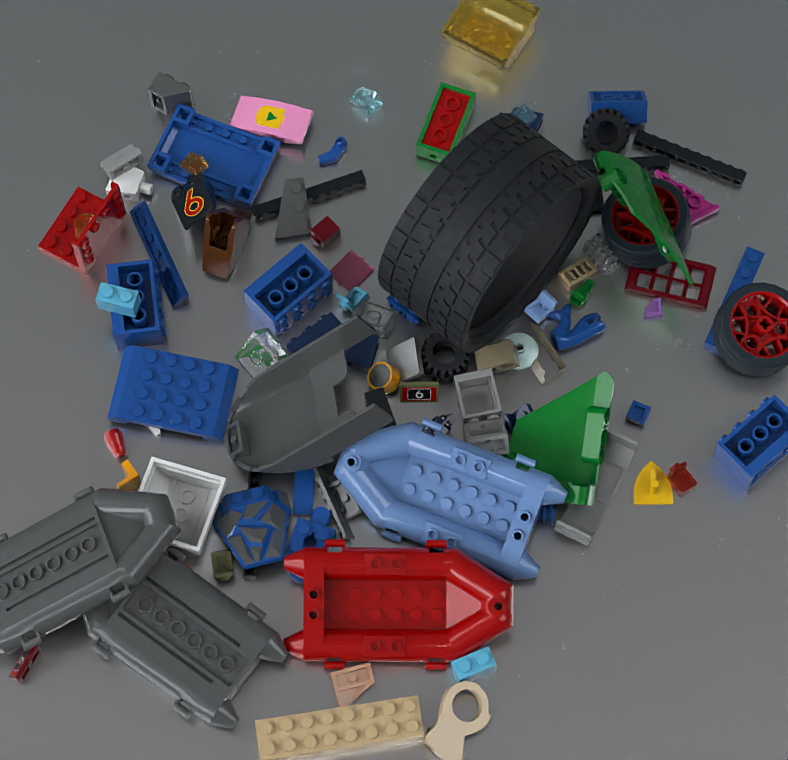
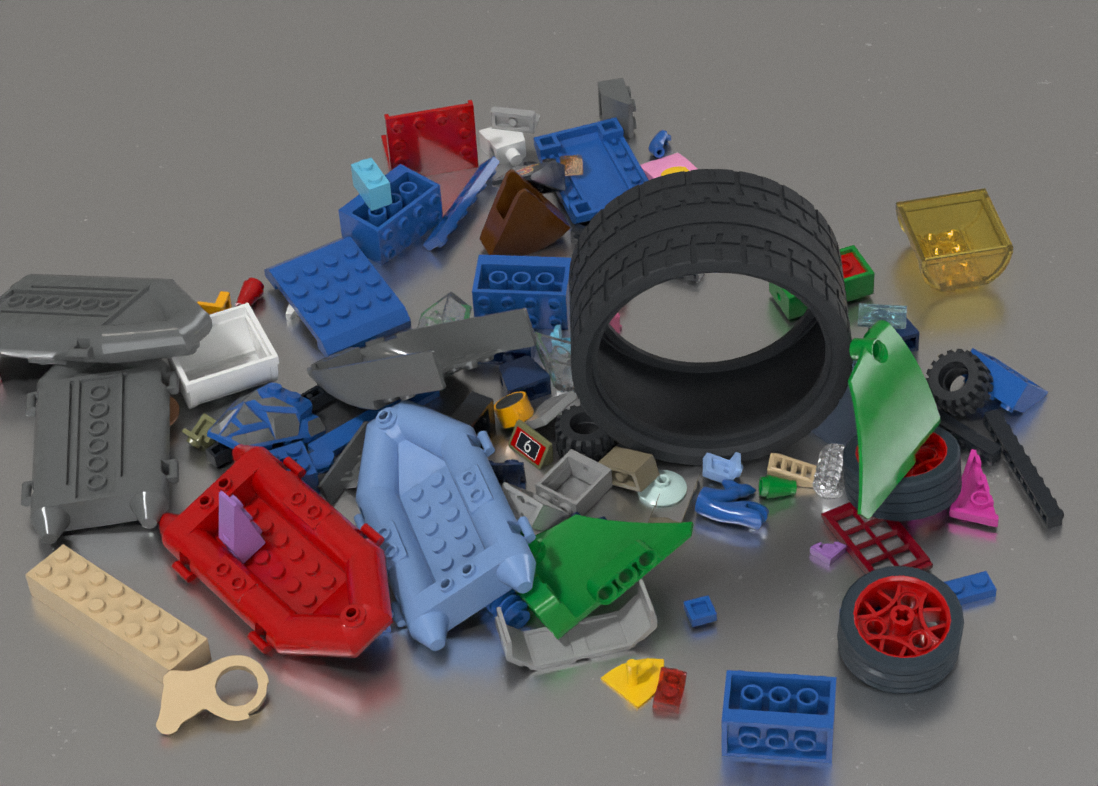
camera: 50 degrees right, 25 degrees down
(221, 100) = (657, 144): none -> blue arm
(351, 683) = (179, 594): nougat wing -> none
(358, 615) = (236, 530): none -> medium lavender slope
(473, 665) = (287, 666): medium azure brick -> none

